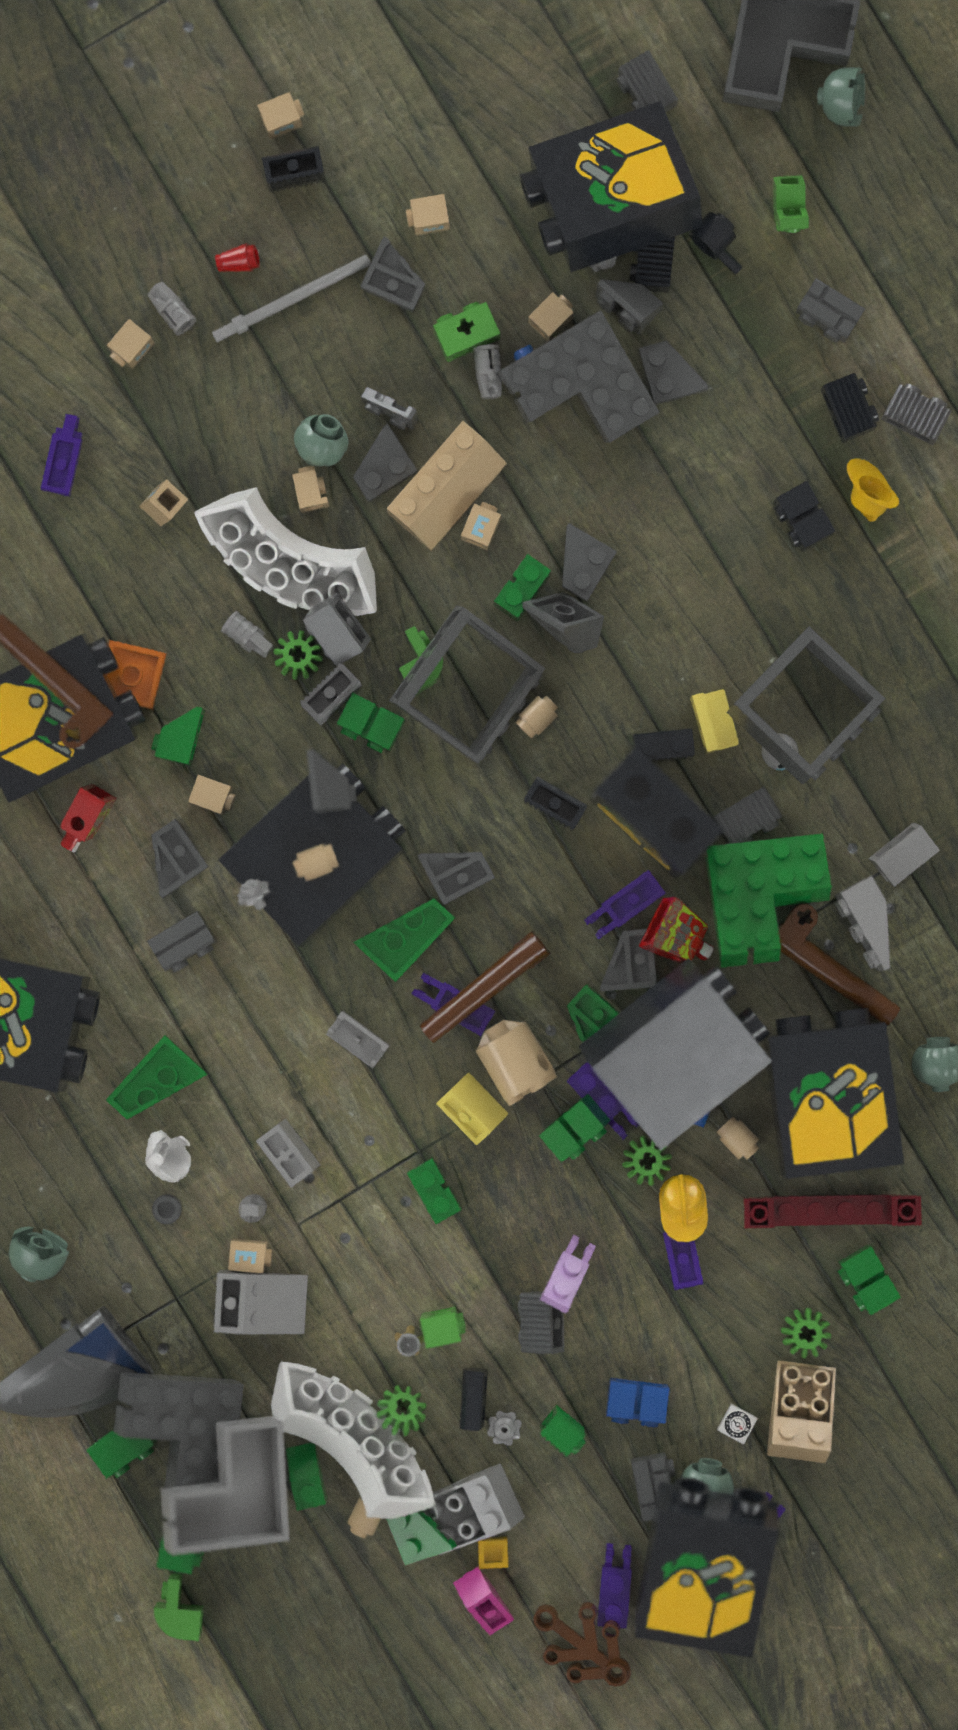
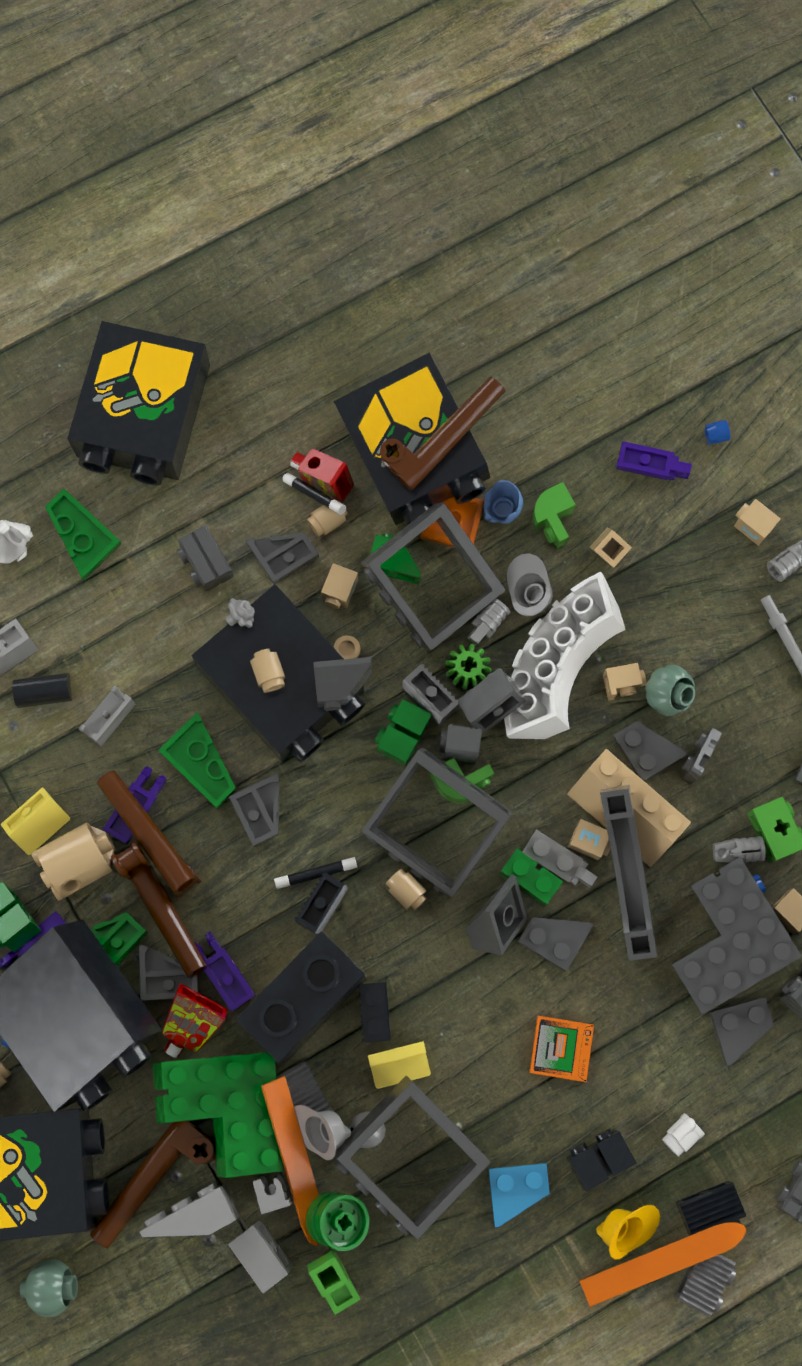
camera: 80 degrees right, 10 degrees down
(26, 384) = (717, 432): none -> blue hose
(108, 824) = (314, 493): none -> black bar
(115, 619) = (502, 503): none -> medium blue hair
(121, 571) = (548, 511): none -> bright green brick
(133, 810) = (325, 520): none -> tan brick
(166, 725) = (469, 553): none -> dark grey window
(208, 590) = (529, 585): none -> light grey piece
(279, 785) = (347, 647): none -> tan tile
(331, 1110) = (42, 690): none -> black brick
(384, 661) = (460, 744): none -> dark grey brick
(501, 560) = (558, 860): none -> light grey hinge
(516, 485) = (629, 872): none -> dark grey arch
(520, 812) = (315, 873): none -> black bar
(523, 995) = (137, 868): none -> reddish brown axle
(694, 556) = (561, 1048): none -> tile
(777, 434) = (682, 1135): none -> white piece
(784, 798) = (321, 1131): none -> light grey piece
(810, 821) = (291, 1148): none -> orange piece
(834, 601) = (516, 1189): none -> dark azure wing
(848, 840) = (270, 1197): none -> light grey hinge
(869, 777) = (337, 1221): none -> green wheel
(900, 456) = (662, 1262): none -> orange piece
(927, 780) = (333, 1281): none -> bright green brick

